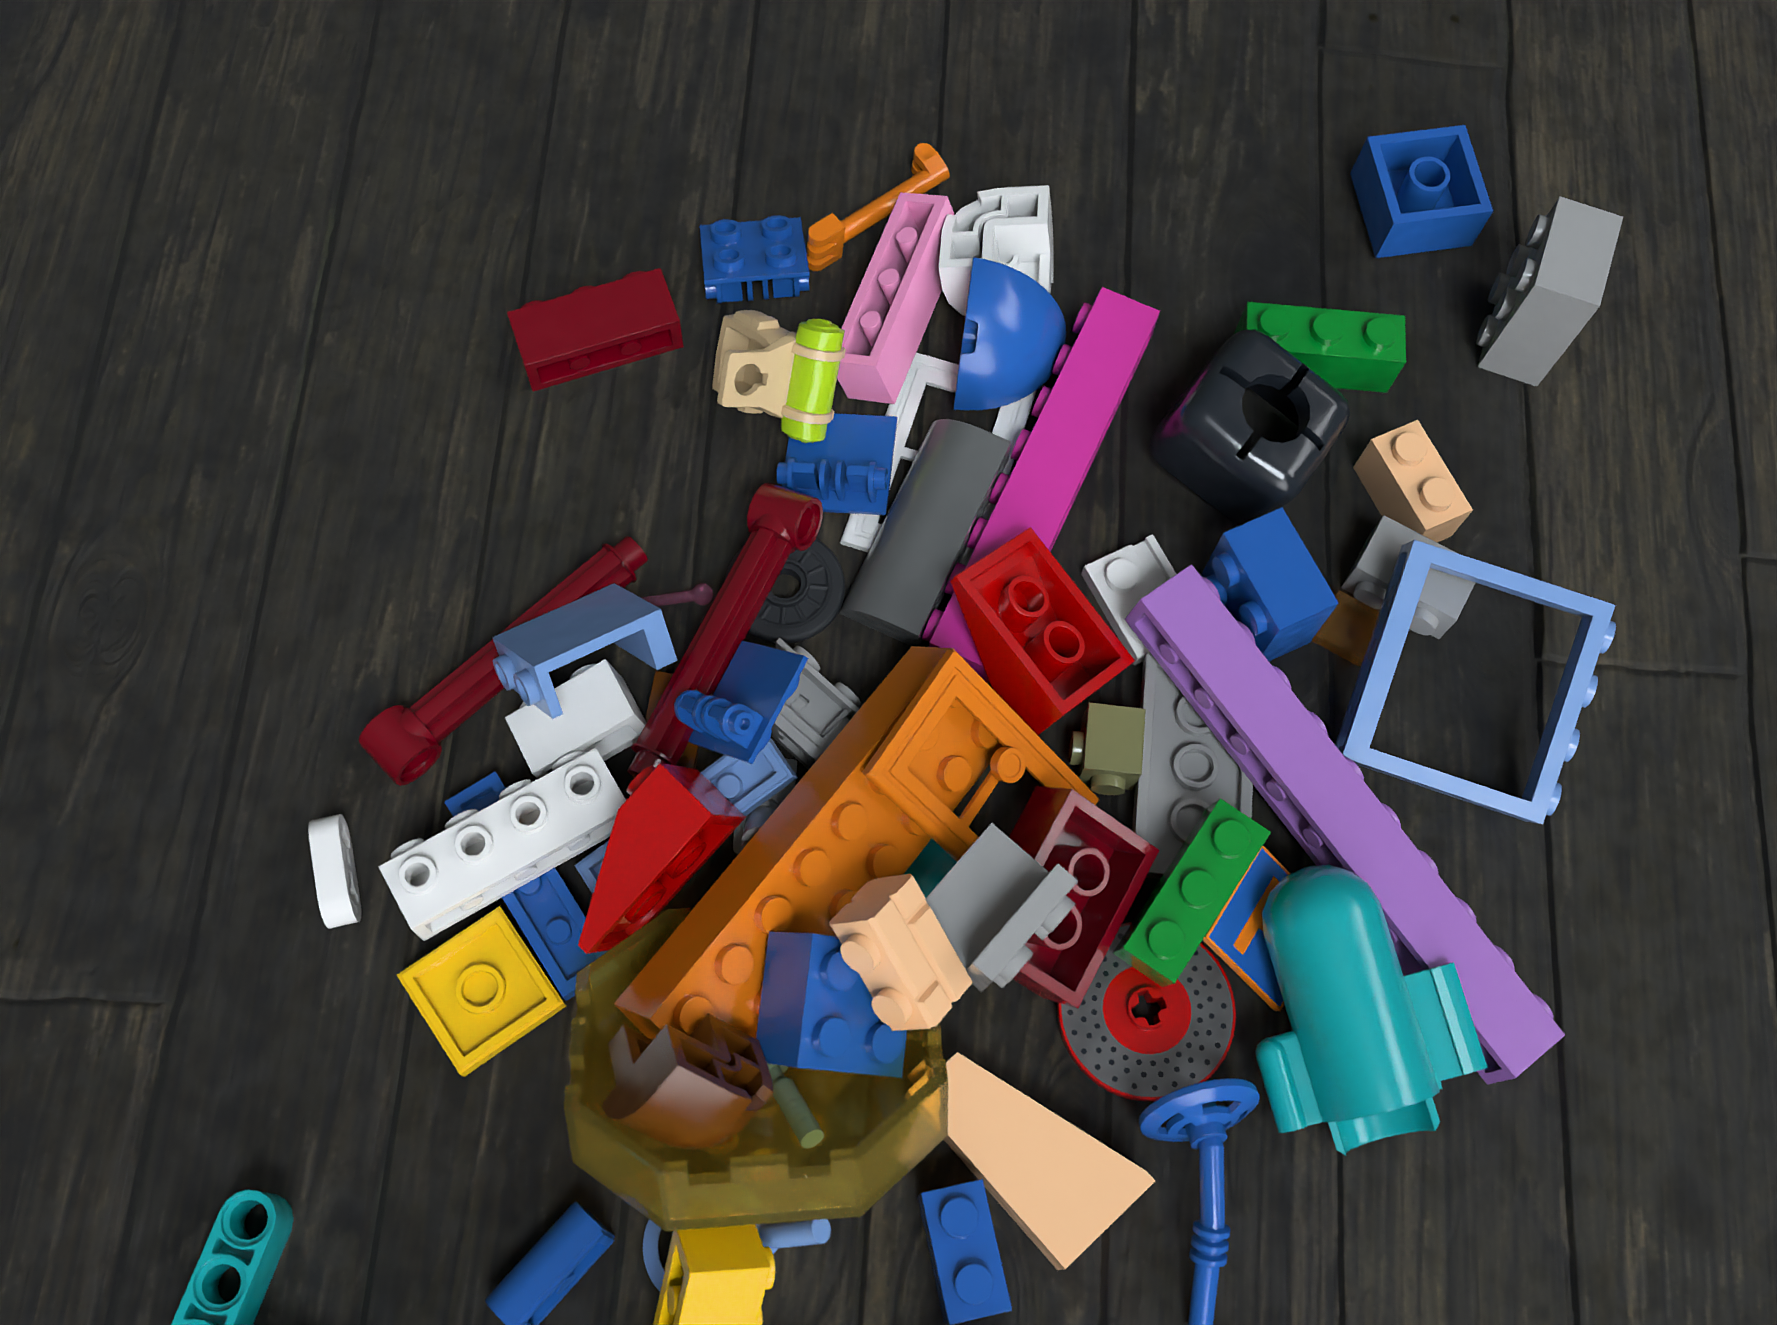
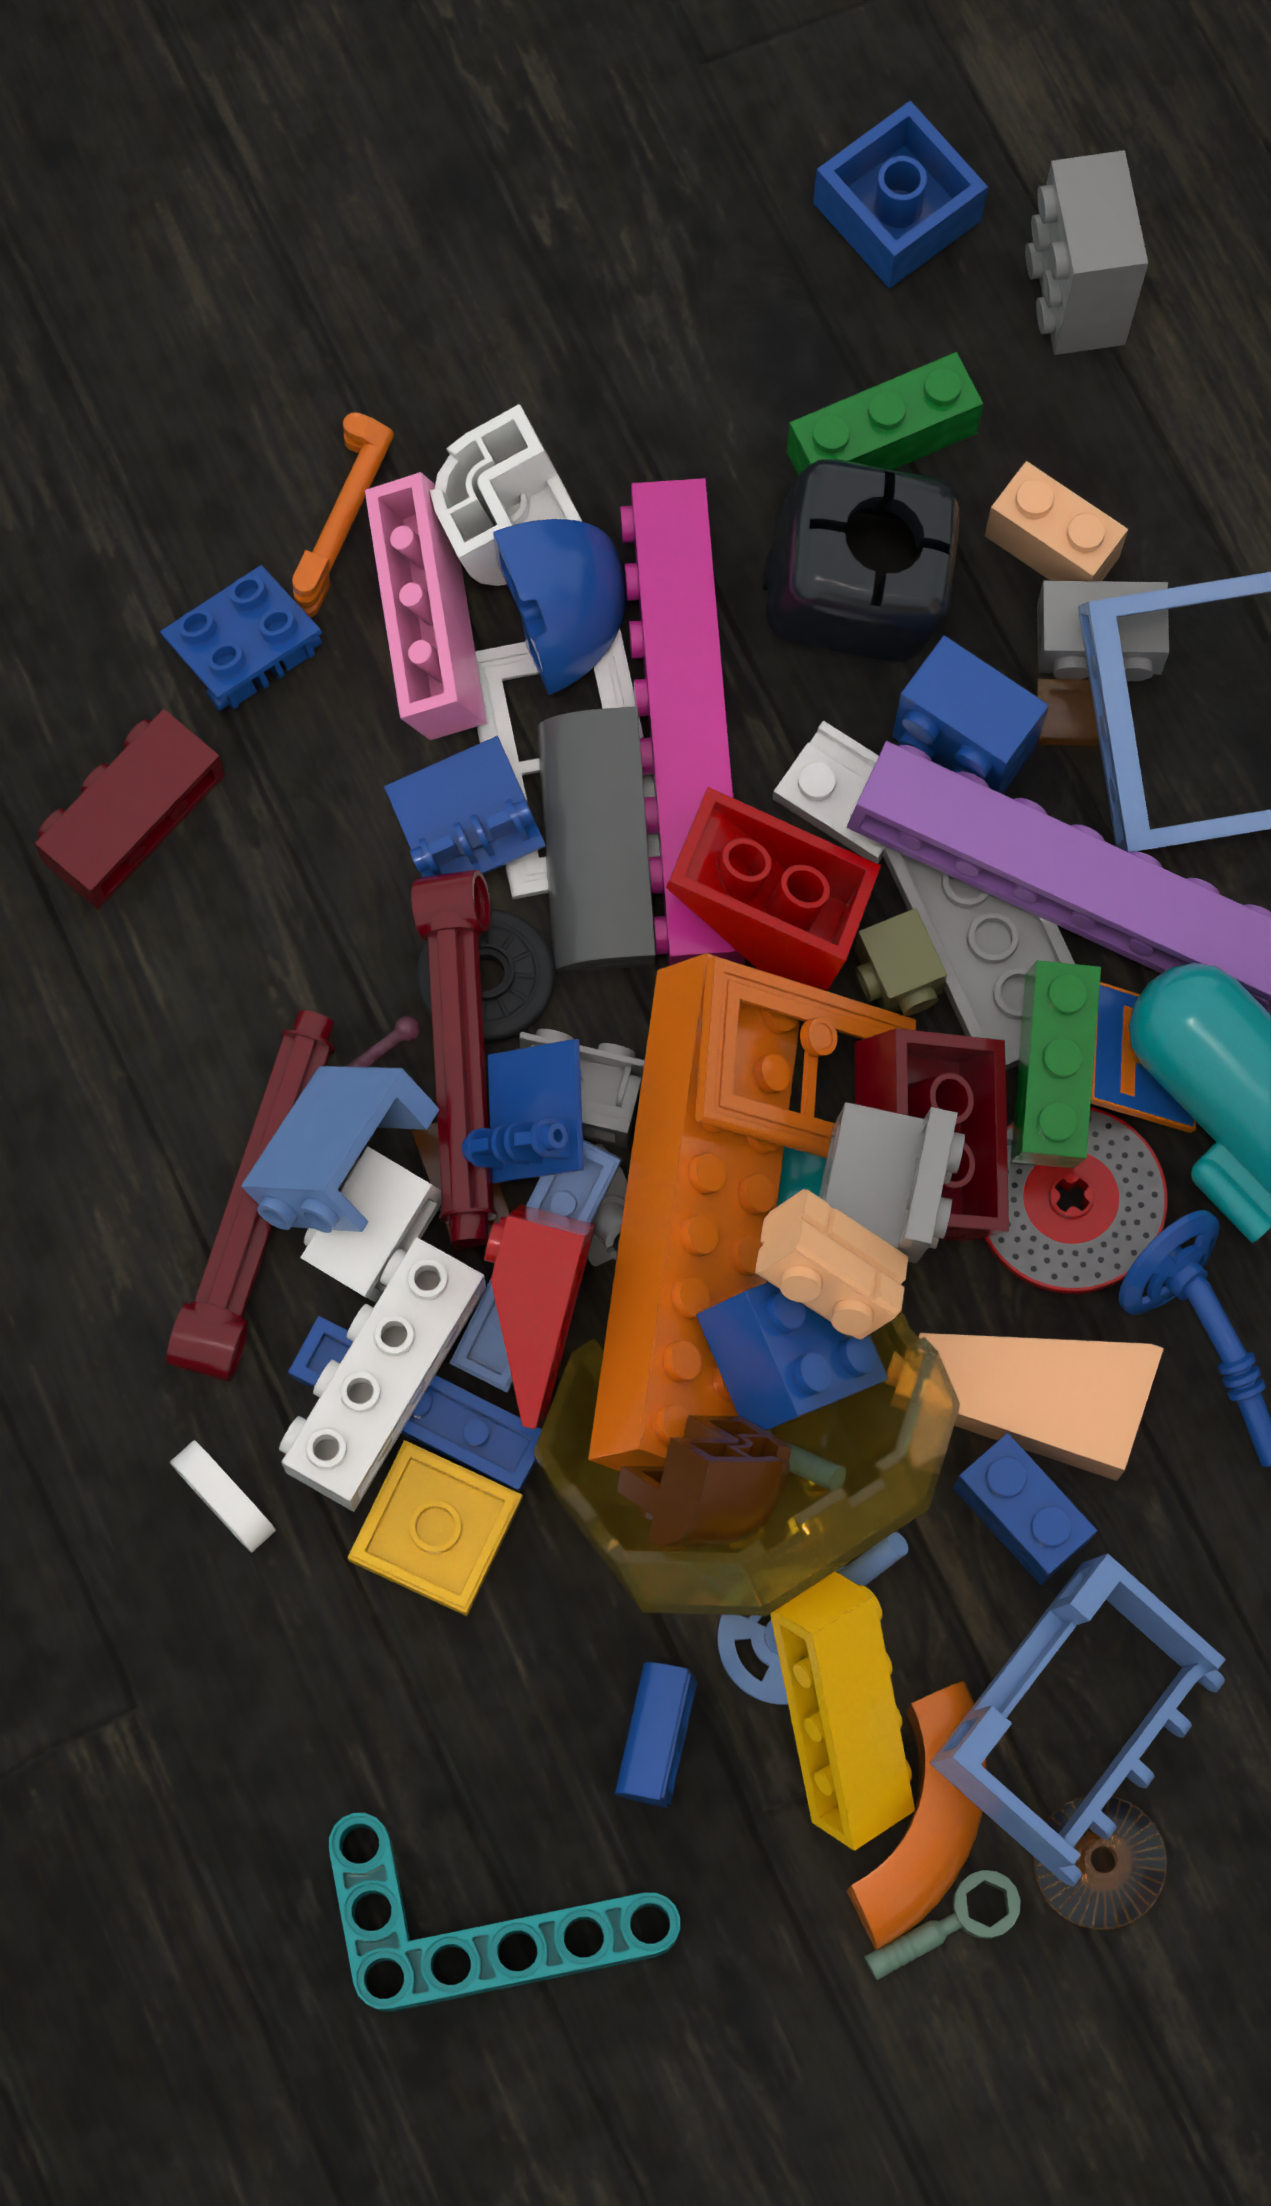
camera: 25 degrees left, 5 degrees up
(780, 371) = (355, 757): tan piece -> none

